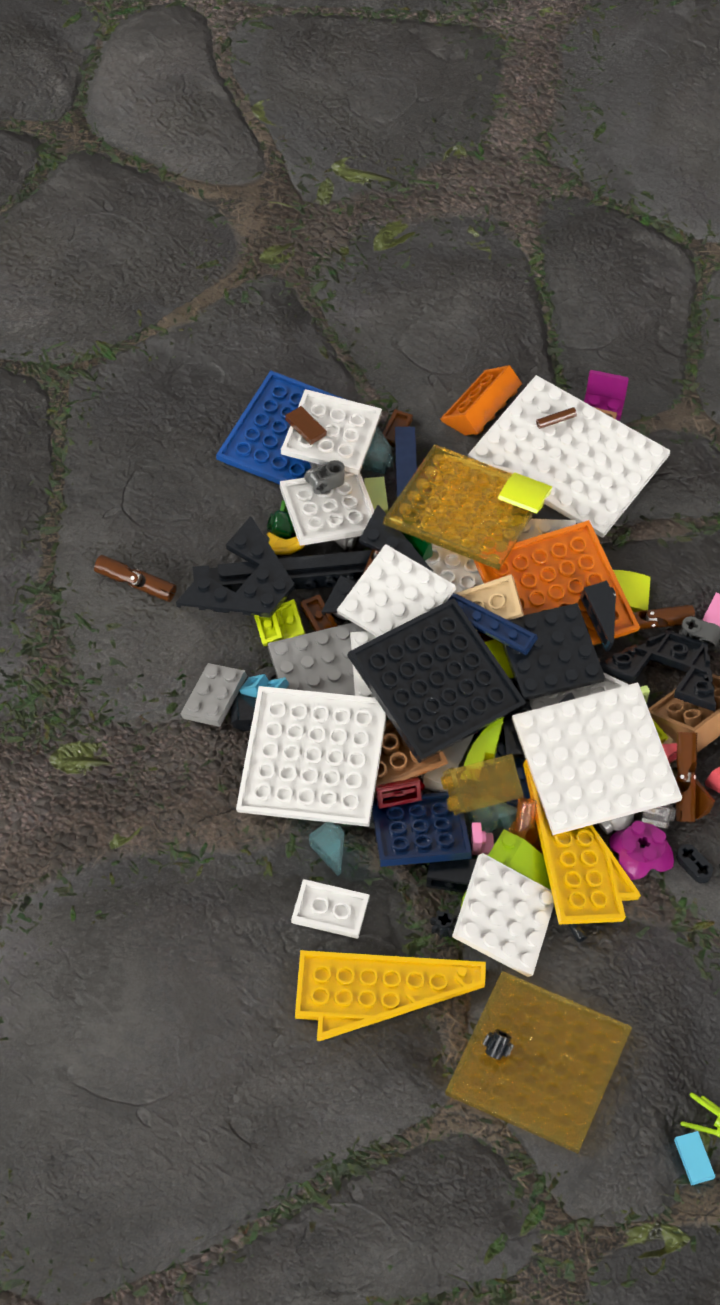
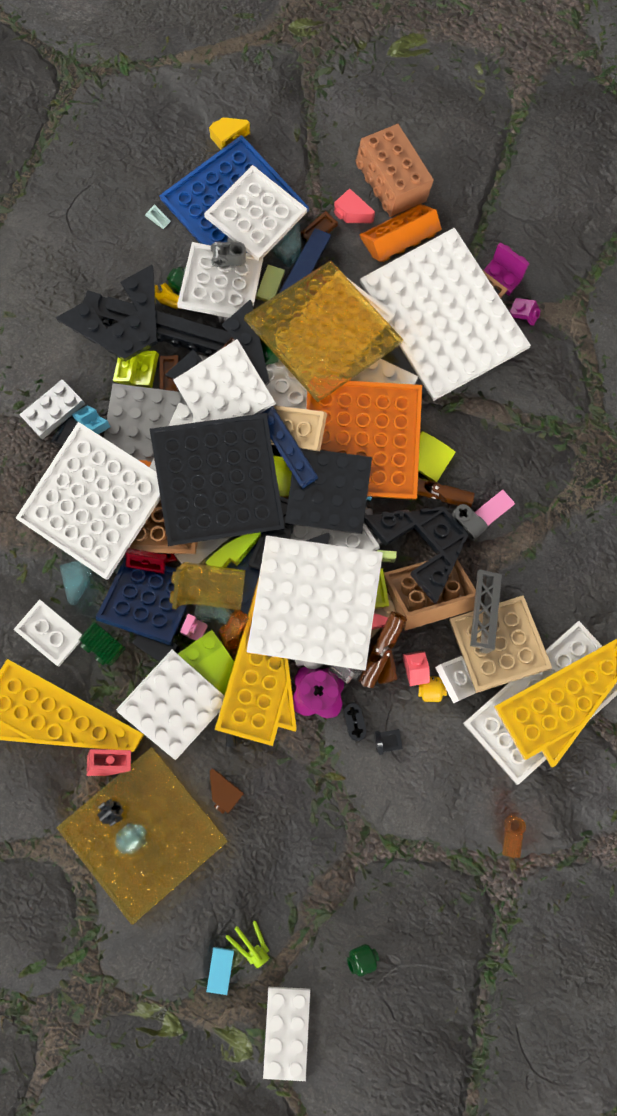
camera: 25 degrees right, 20 degrees up
(121, 572) = (41, 279): reddish brown piece -> none
(222, 476) = (157, 217): none -> light aqua piece
(253, 372) = (227, 130): none -> yellow slope
(305, 425) = (234, 199): reddish brown tile -> none
(393, 895) = (102, 644): none -> dark green brick
(423, 397) = (353, 209): none -> coral slope
(439, 928) = (122, 687): black gear -> none
(446, 346) = (394, 170): none -> nougat brick
(464, 1003) = (108, 762): none -> coral slope
(525, 492) = (378, 338): neon yellow slope -> none
(533, 1061) = (130, 838): none -> clear light blue head
(556, 417) = (448, 276): reddish brown piece -> none
(600, 605) = (390, 467): black slope -> none
(600, 981) = (224, 792): none -> reddish brown slope
(646, 424) = (525, 309): none -> magenta bracket

